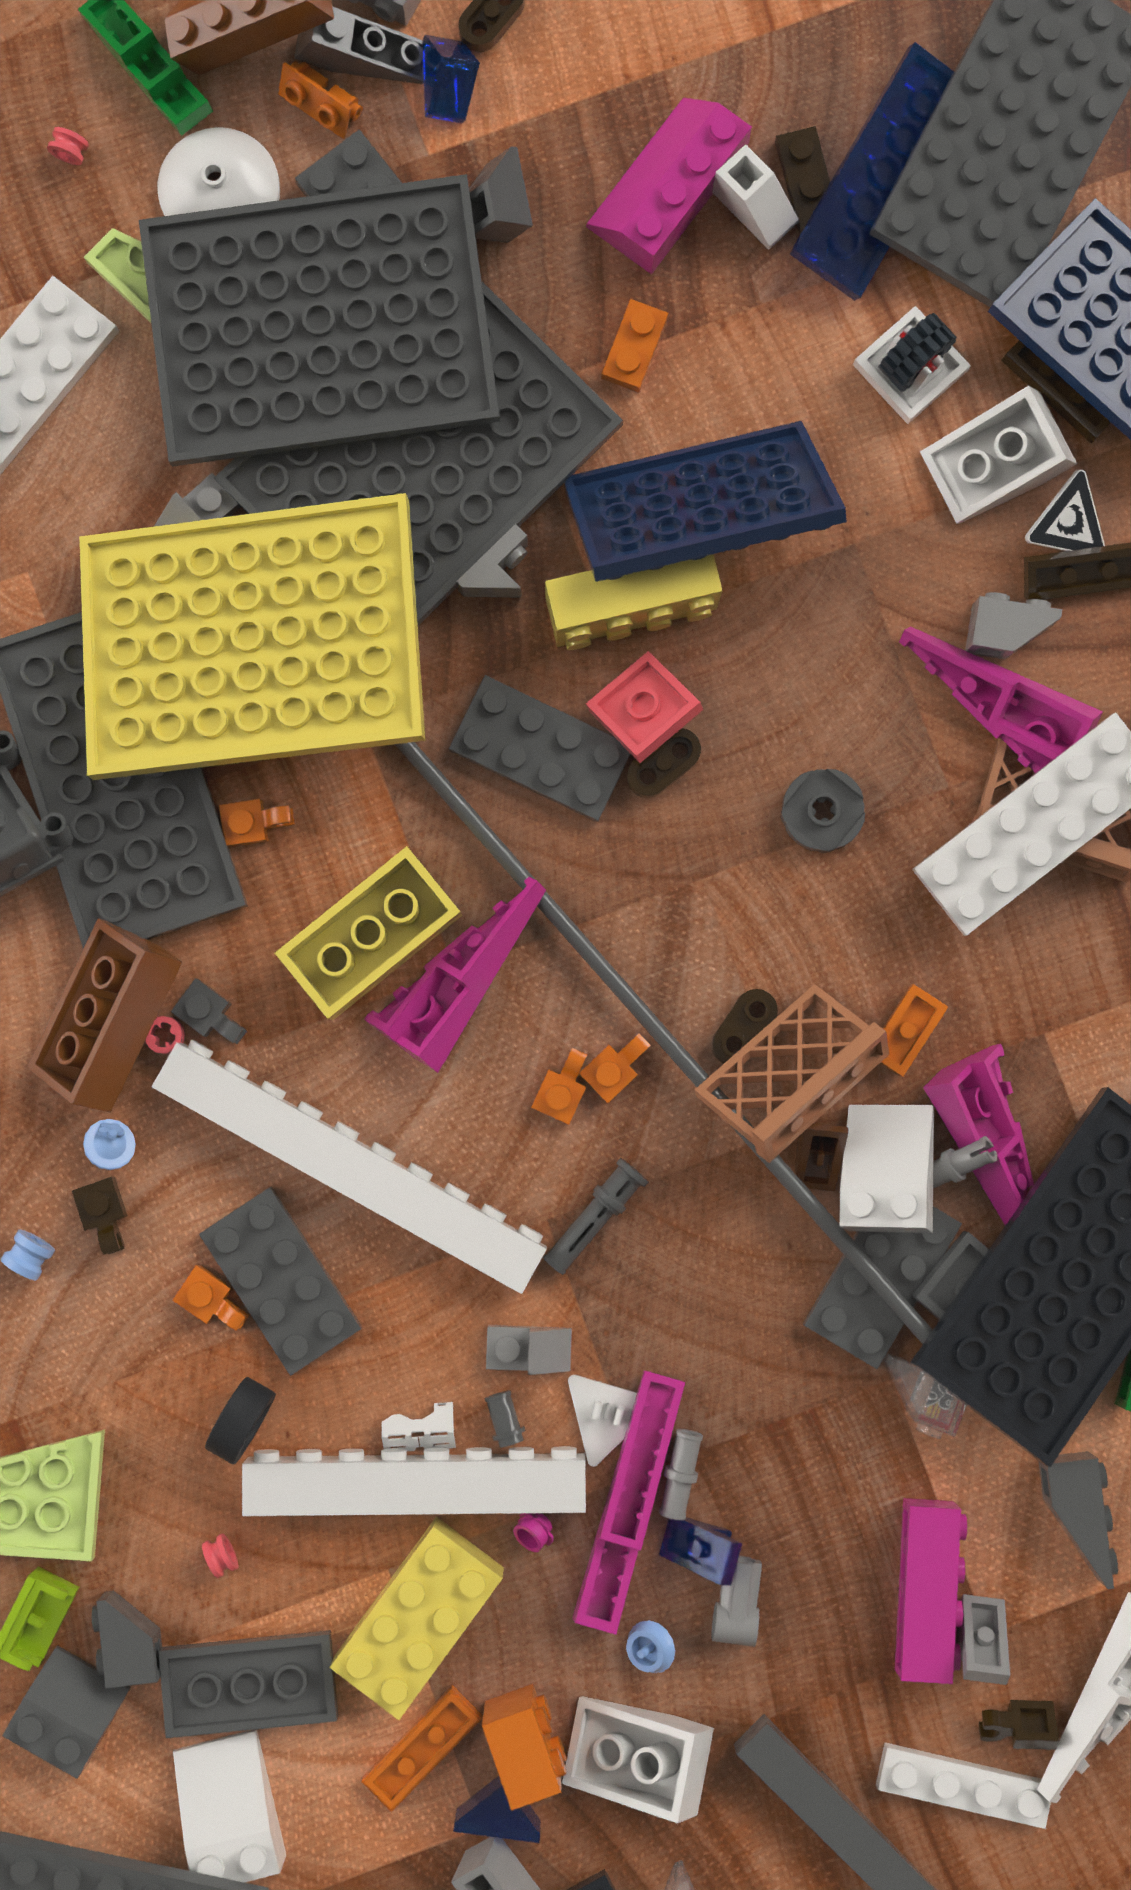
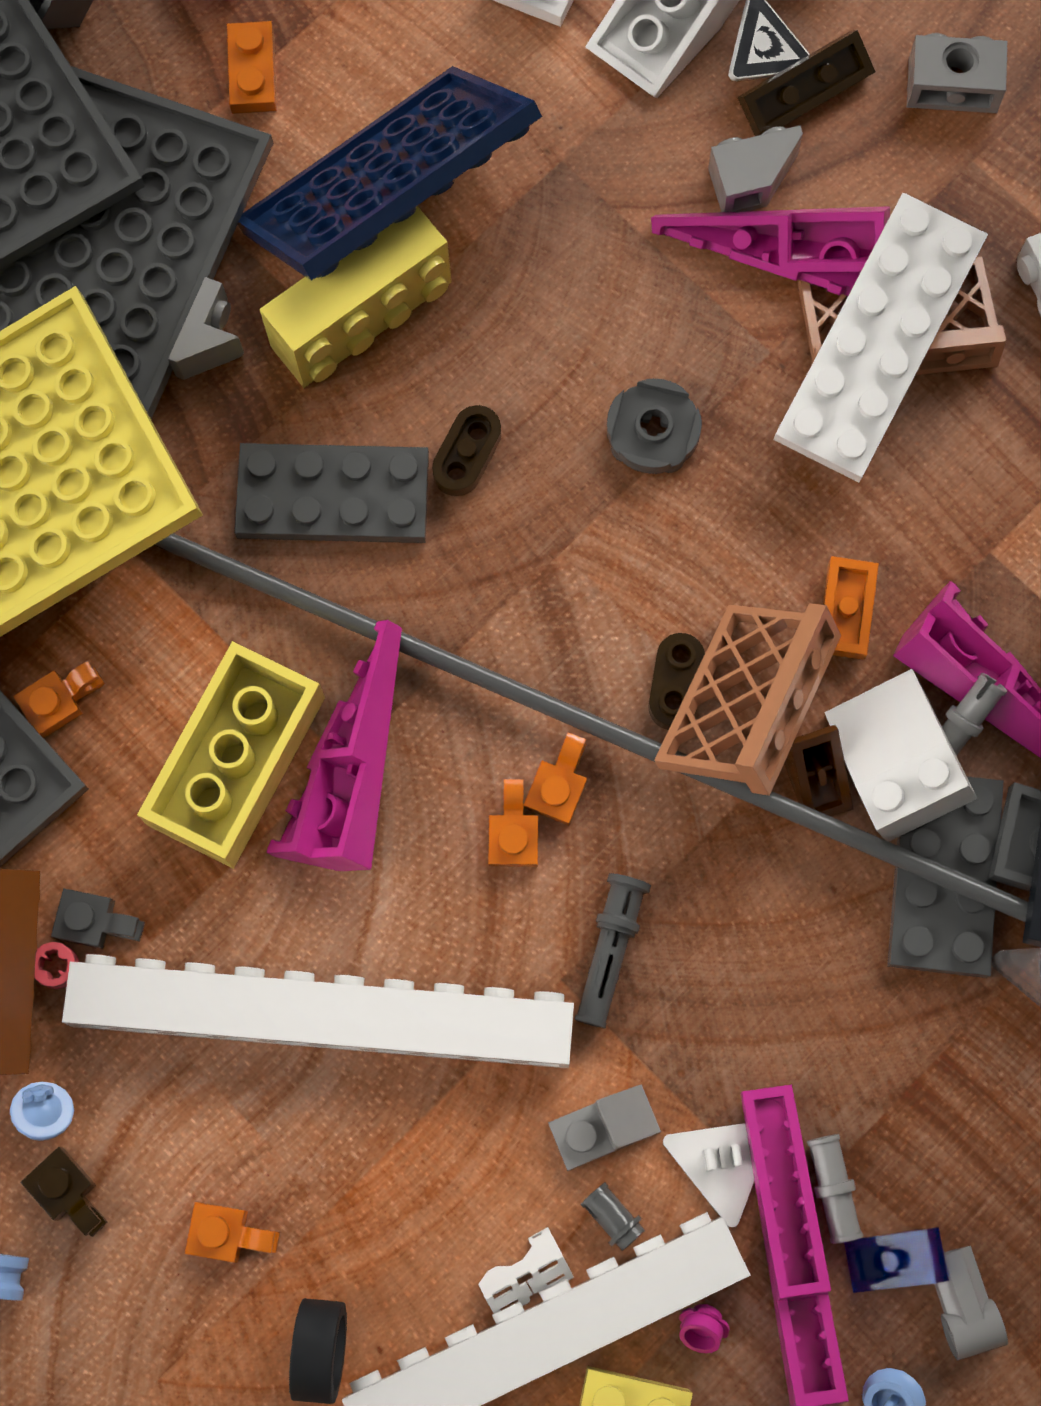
camera: 20 degrees left, 10 degrees down
(280, 1281) = (297, 1178): dark grey plate -> none
(644, 706) = (420, 401): coral plate -> none

